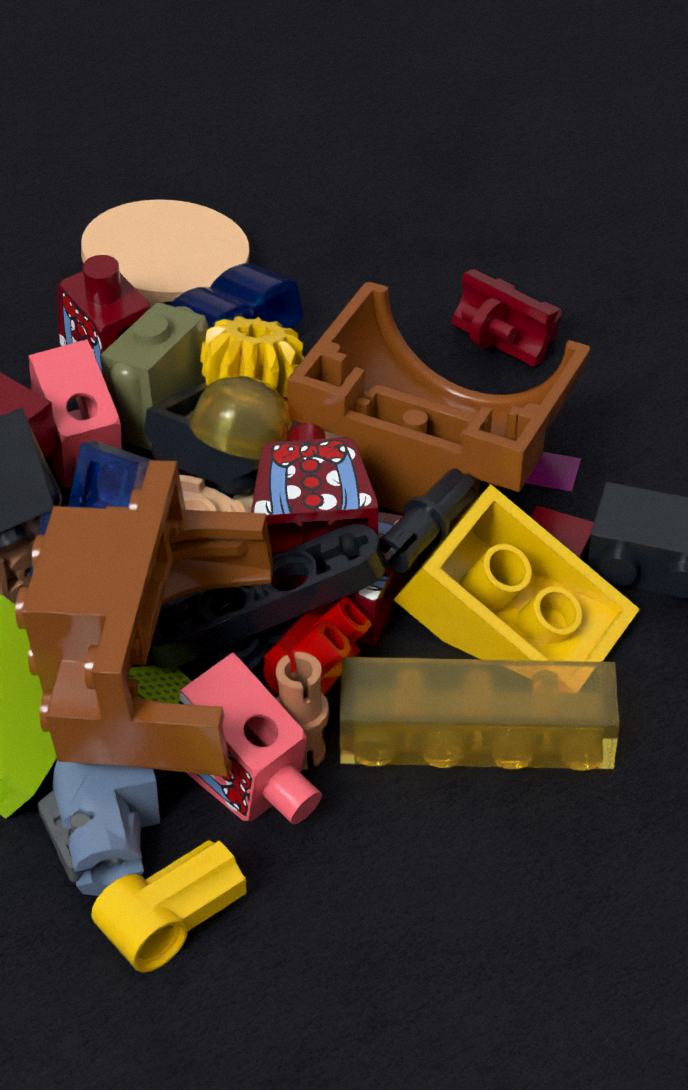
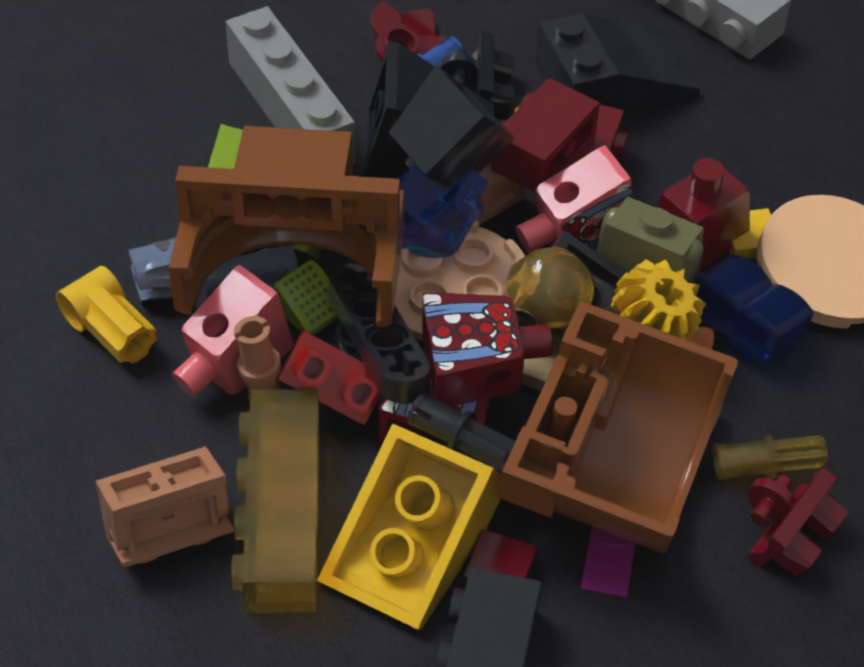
camera: 85 degrees right, 5 degrees up
(423, 325) = (769, 456): none -> clear yellow axle
(505, 809) = (164, 506): none -> nougat hinge

